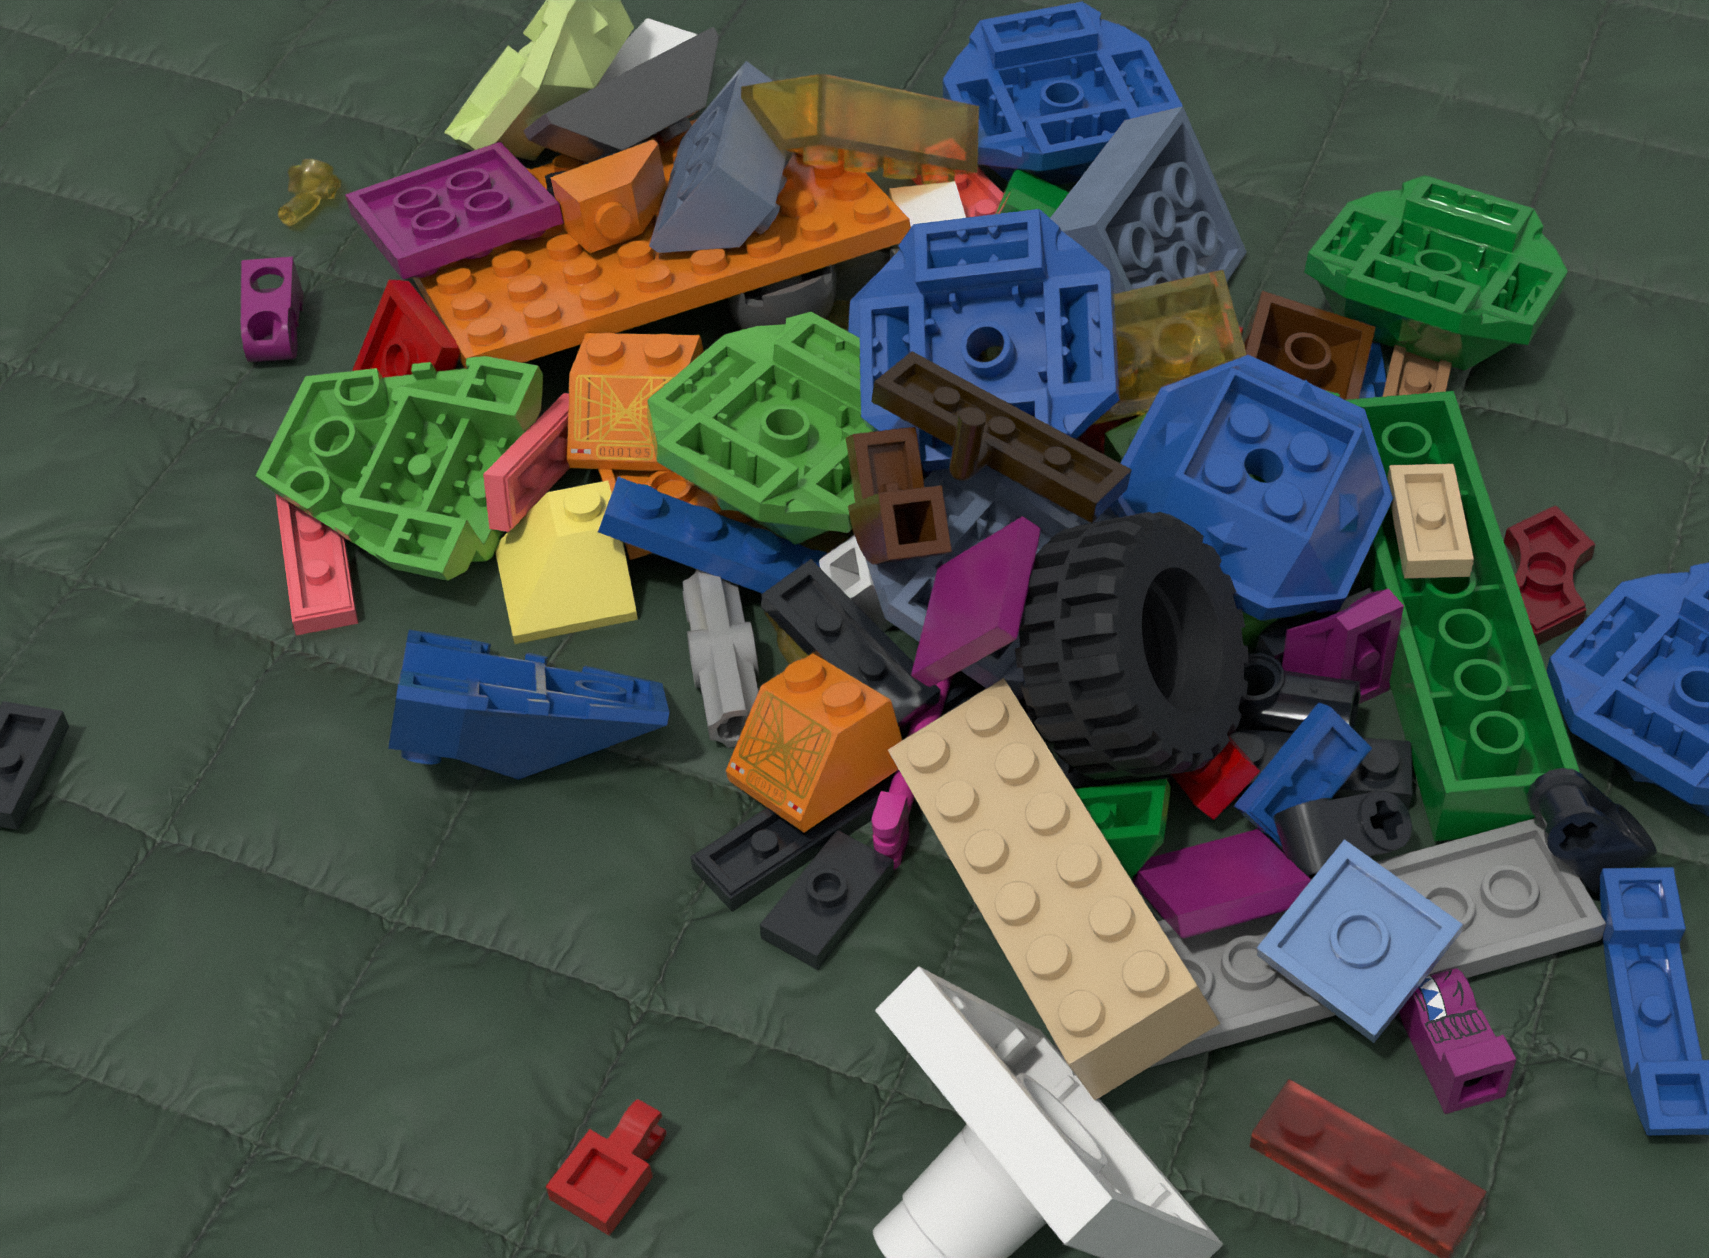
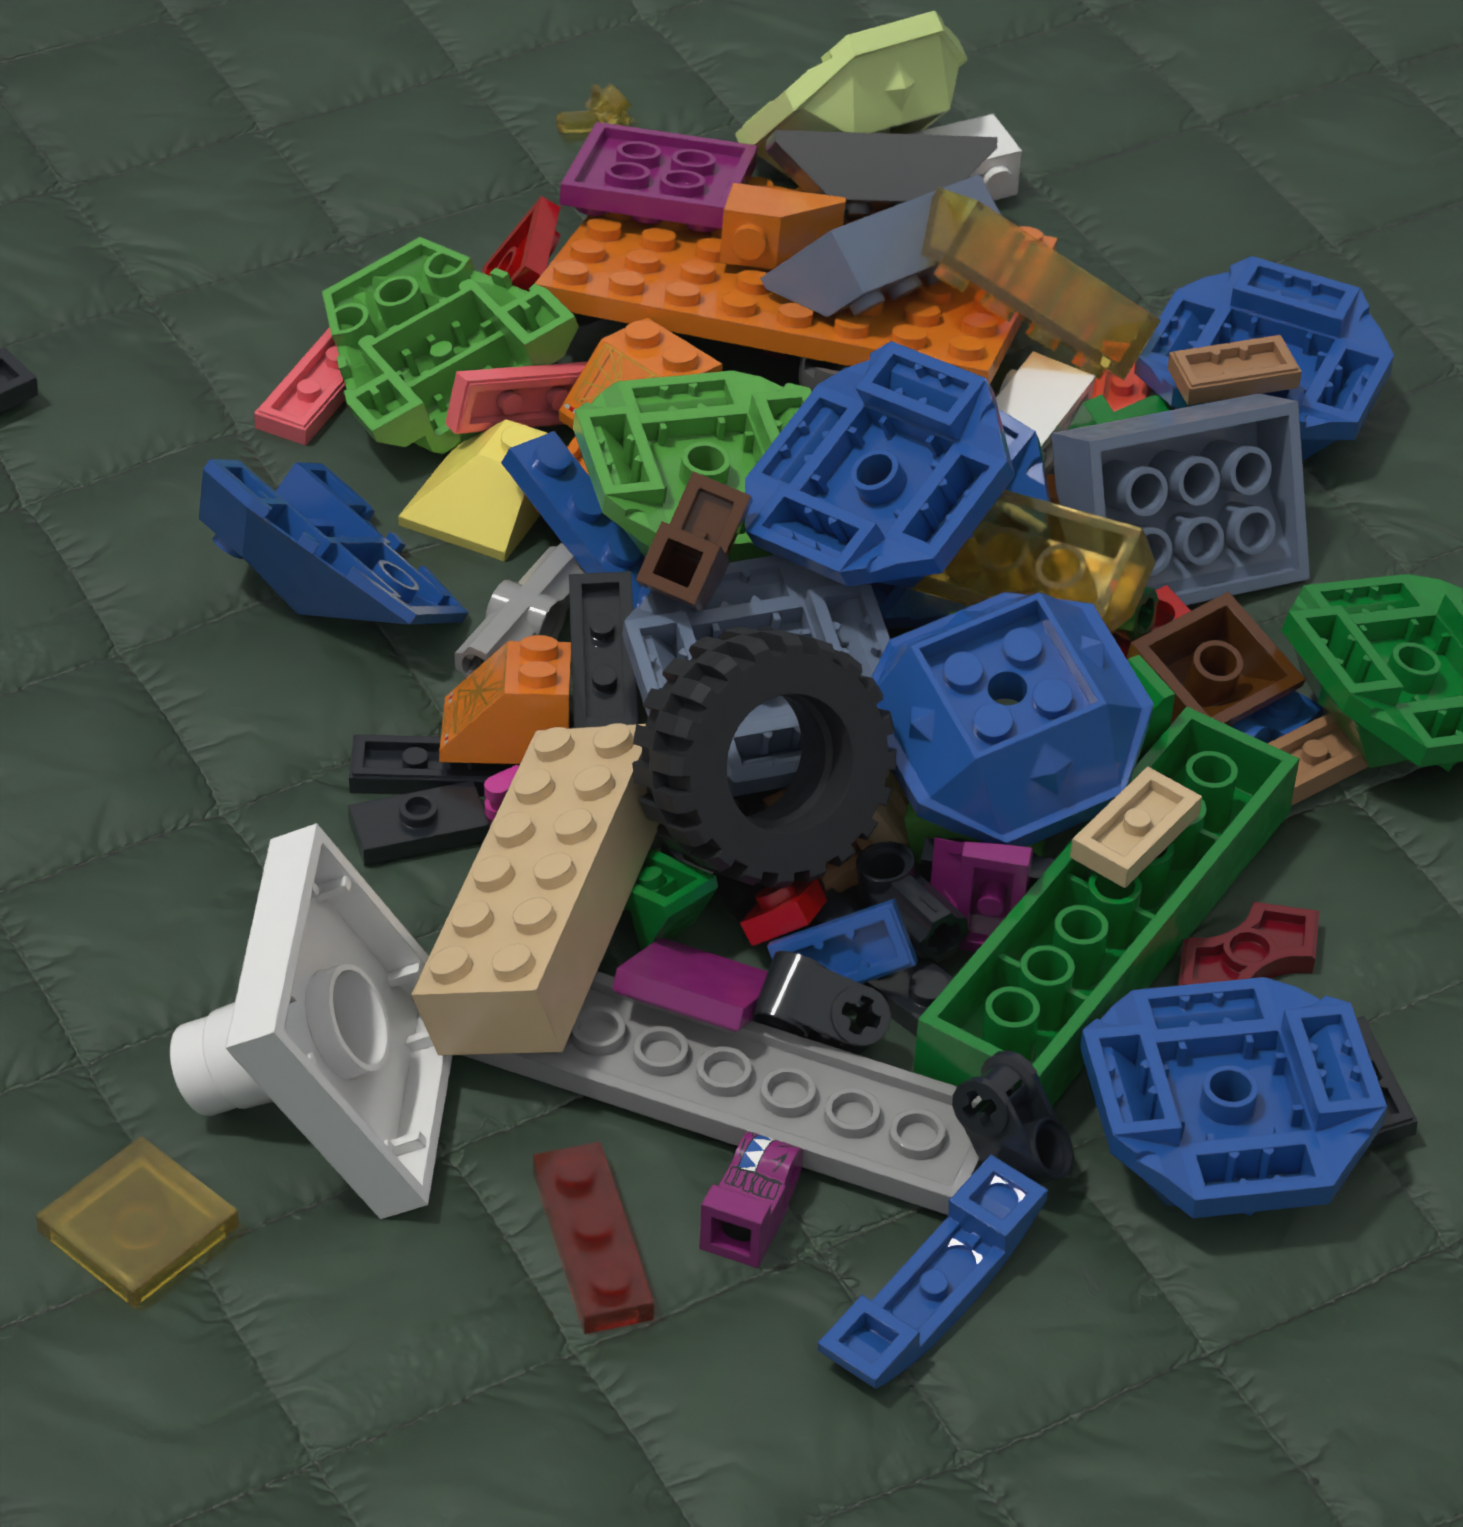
camera: 35 degrees right, 5 degrees down
(270, 314) = (466, 186): magenta leg -> none
(609, 1174) = (74, 887): red plate -> none
(976, 602) = (664, 645): magenta tile -> none
(1000, 436) = (798, 533): dark brown plate -> none
(1083, 113) = (1234, 370): none -> medium nougat plate
(1359, 940) = (732, 1071): medium blue plate -> none

